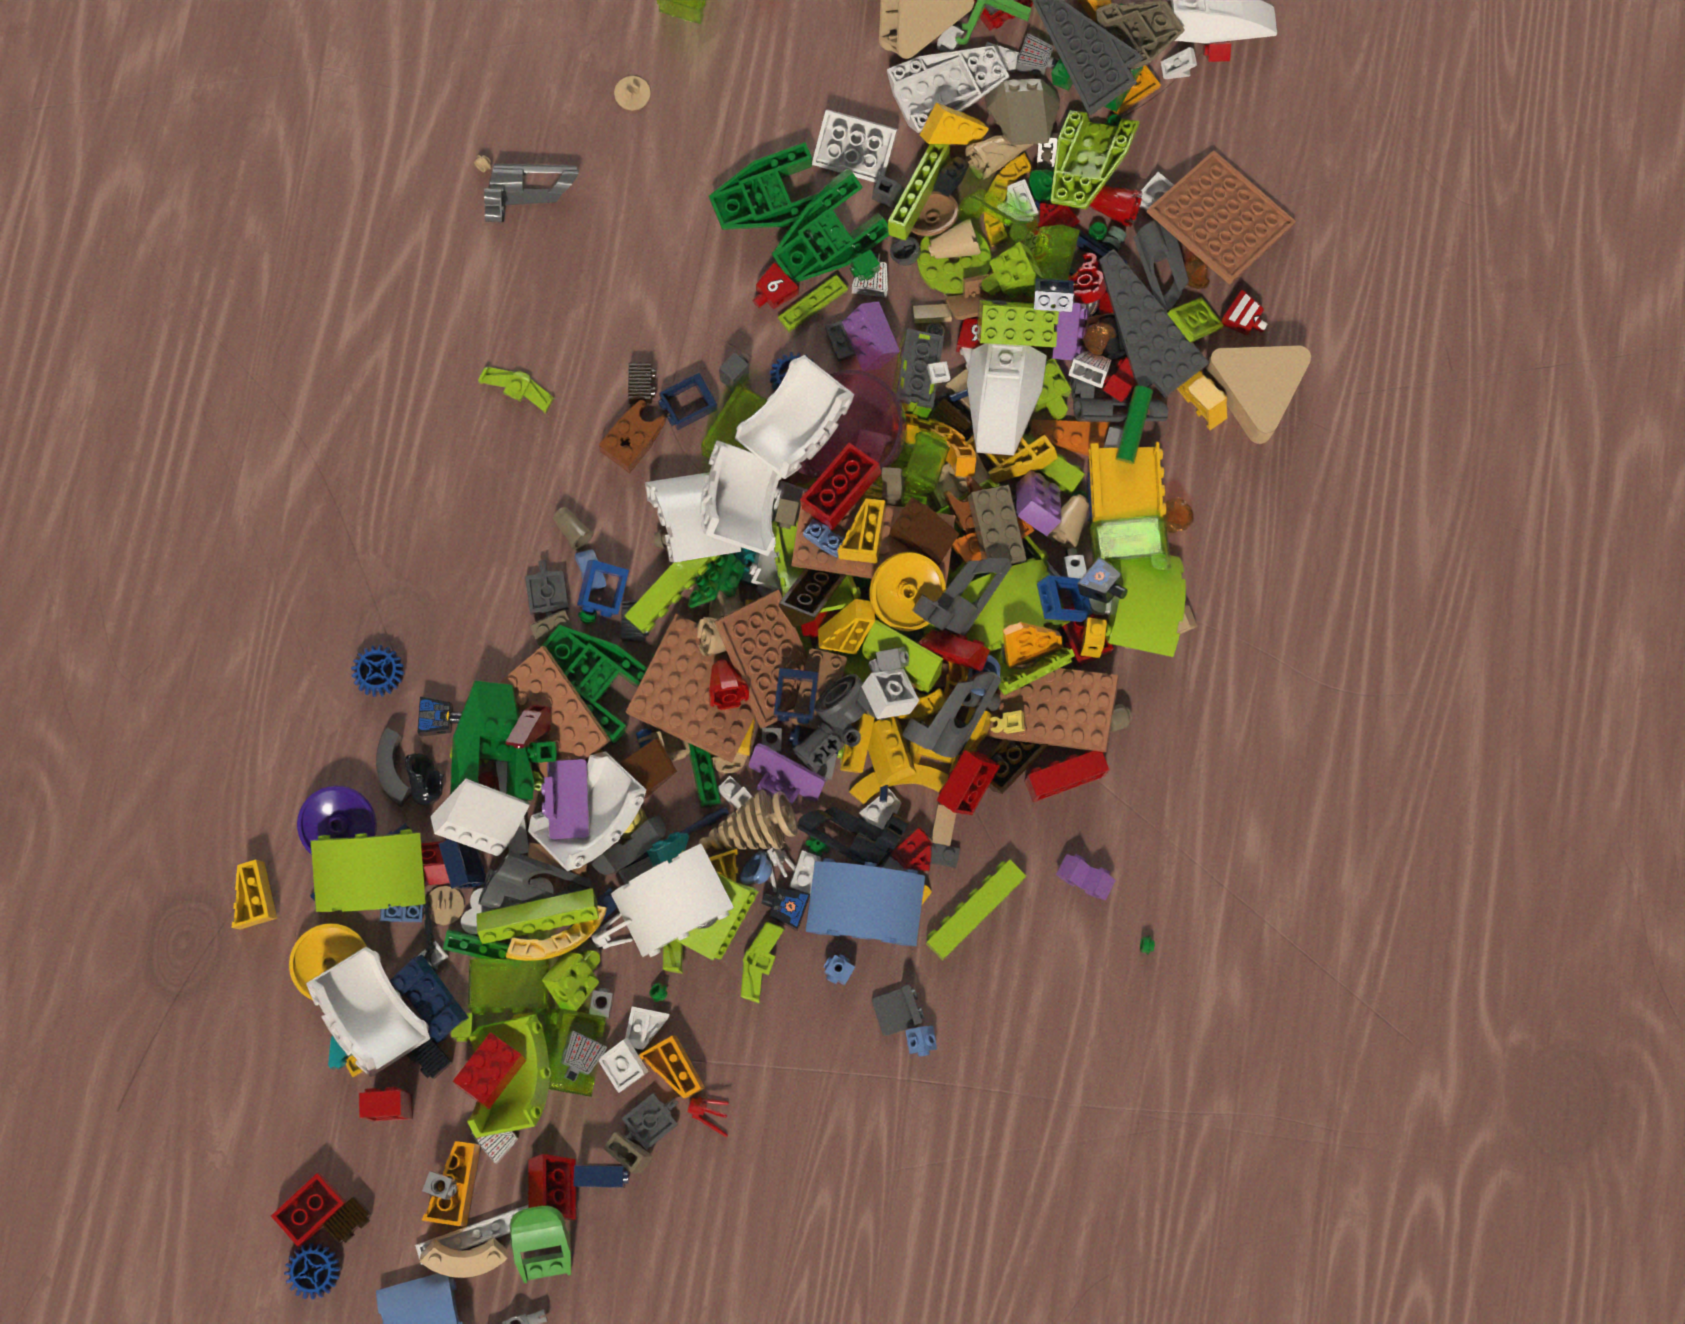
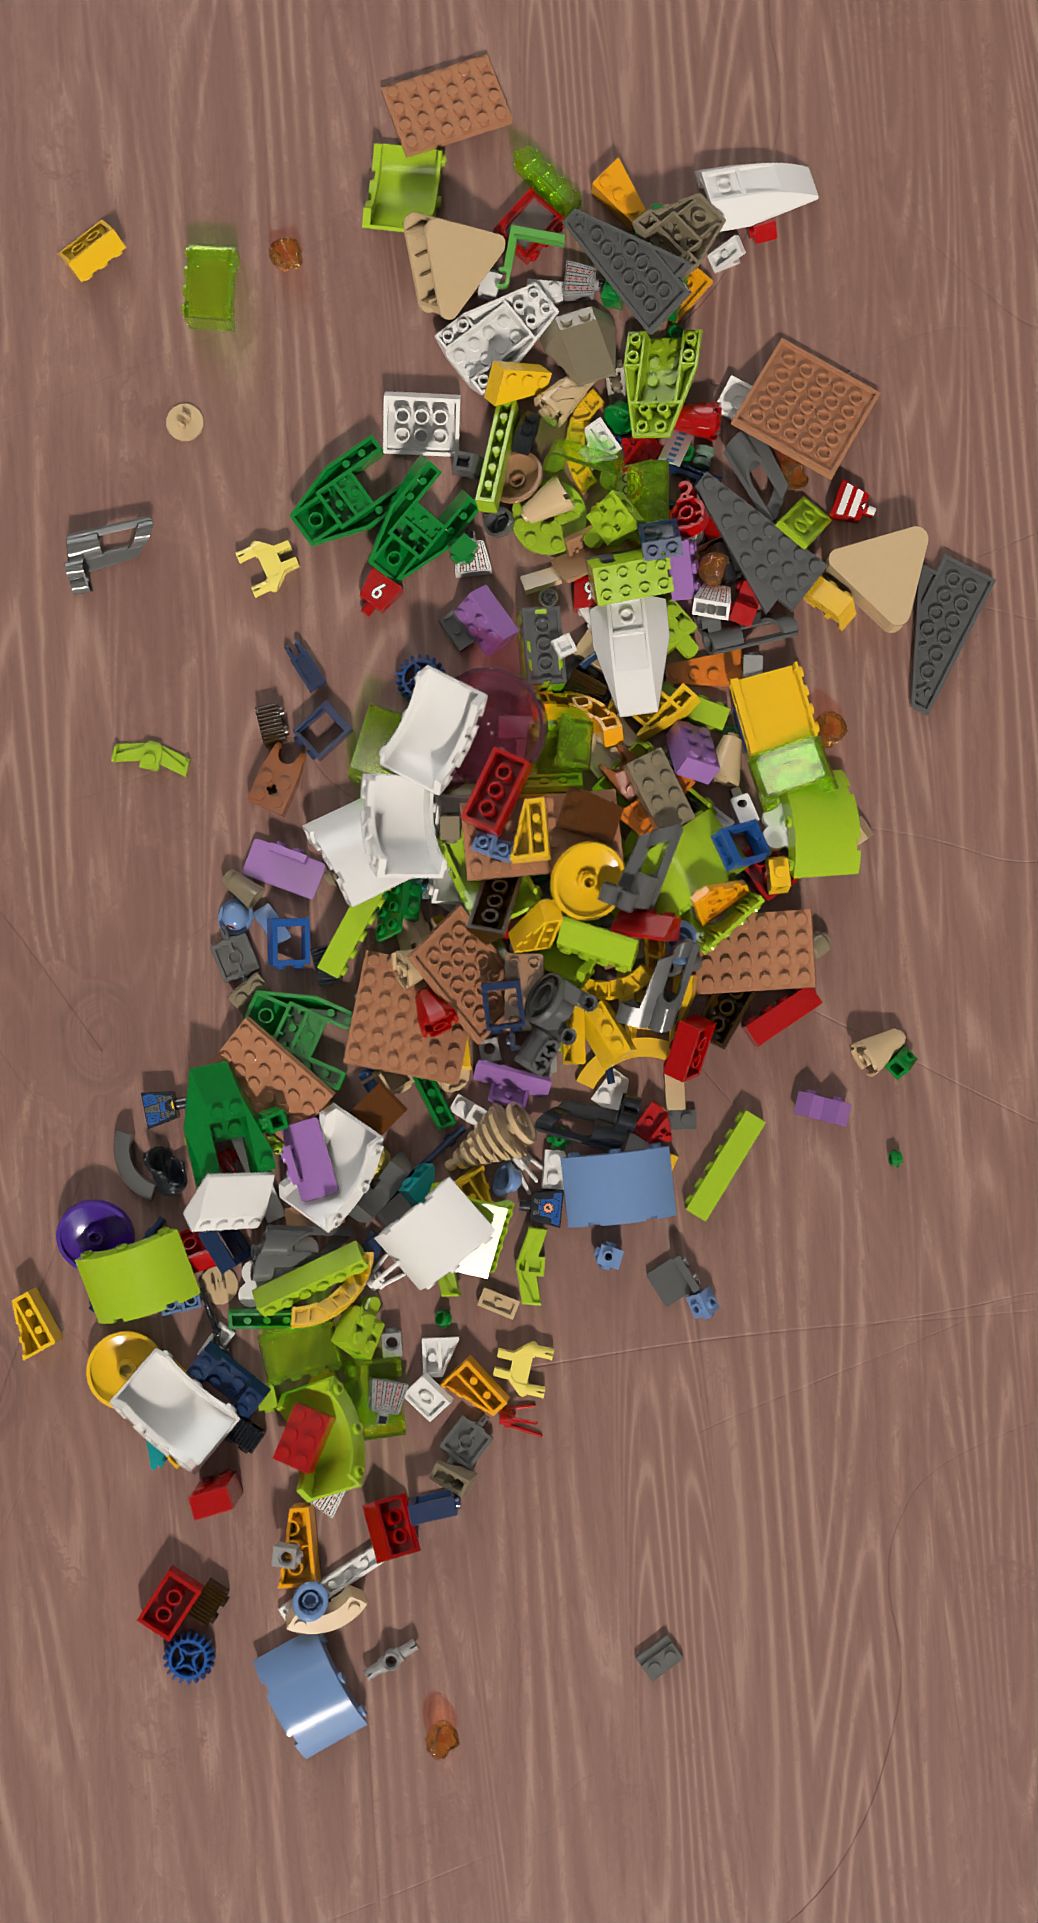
camera: 10 degrees left, 10 degrees up
(381, 665) = (77, 1068): blue gear -> none
(451, 1239) = (310, 1601): none -> medium blue hat
(482, 163) = (55, 534): tan plate -> none
(532, 724) = (255, 1100): dark red slope -> none
(540, 1229) = (391, 1574): bright green slope -> none
(557, 554) = (235, 917): none -> medium blue hat
(587, 617) = (281, 973): green plate -> none
(617, 519) = (284, 868): none -> medium lavender bracket
(679, 234) = (270, 561): none -> light yellow connector
(687, 340) = (306, 668): none -> dark blue hinge
(717, 990) = (498, 1303): none -> tan plate
(723, 1060) = (520, 1367): none -> light yellow connector
(734, 371) = (361, 690): dark grey brick -> none
(812, 303) = (420, 598): lime tile -> none
(889, 692) = (593, 984): white brick -> none
(892, 659) = (589, 952): light grey brick -> none
(893, 486) = (547, 776): dark tan arch -> none
(1011, 722) = (717, 979): light yellow plate -> none
(1090, 222) = (676, 447): none -> white sticker
(1102, 582) = (775, 822): black torso -> none
(1134, 424) = (768, 648): green brick -> none
(1153, 833) = (877, 1050): none -> tan cone
(1173, 851) = (901, 1062): none -> green brick
(1312, 438) = (945, 613): none -> dark grey wing

